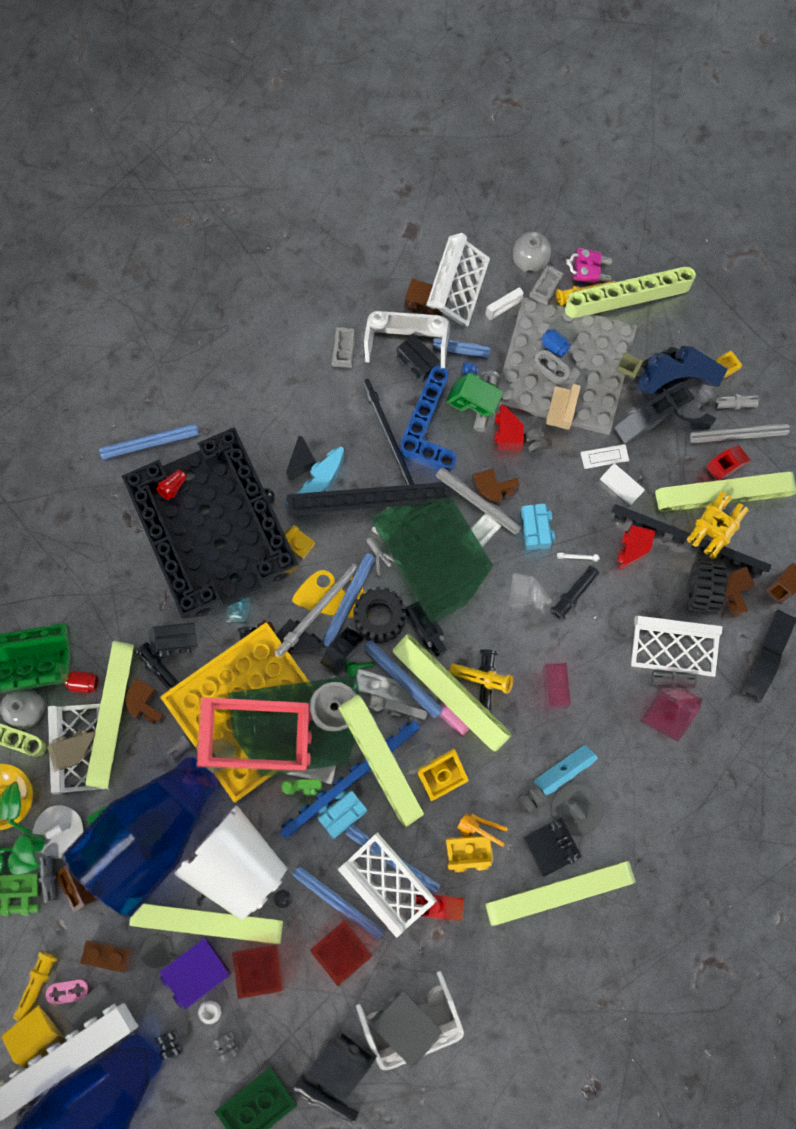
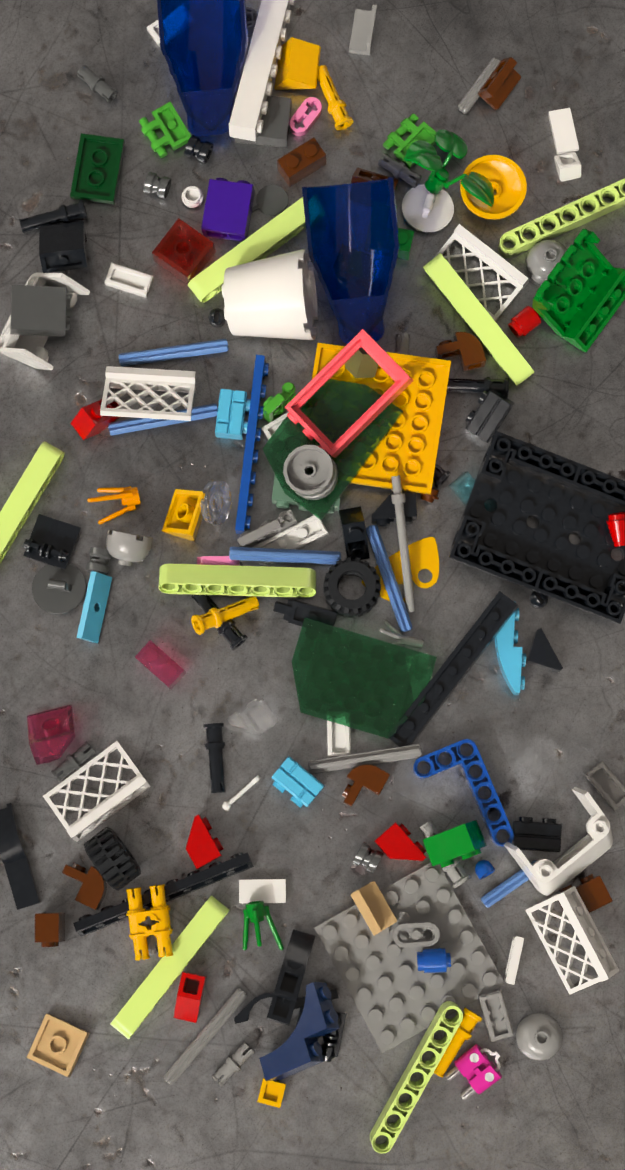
camera: 140 degrees right, 5 degrees up
(70, 751) = (475, 263): dark tan slope -> none
(170, 1084) = (170, 124): none -> bright green plate
(299, 541) = (475, 585): yellow bracket -> none
(317, 992) = (129, 280): none -> white tile
(341, 953) = (136, 319): clear red brick -> none
(351, 667) = (333, 530): green hand -> none
(373, 398) = (538, 765): black bar -> none
(381, 760) = (237, 469): yellowish green beam -> none
(469, 853) = (109, 475): yellow bracket -> none
(503, 788) = (128, 547): none -> light grey cylinder
(604, 456) = (300, 904): white sticker -> none
(629, 365) = (351, 998): olive panel -> none
(640, 472) = (256, 913): none -> green plant

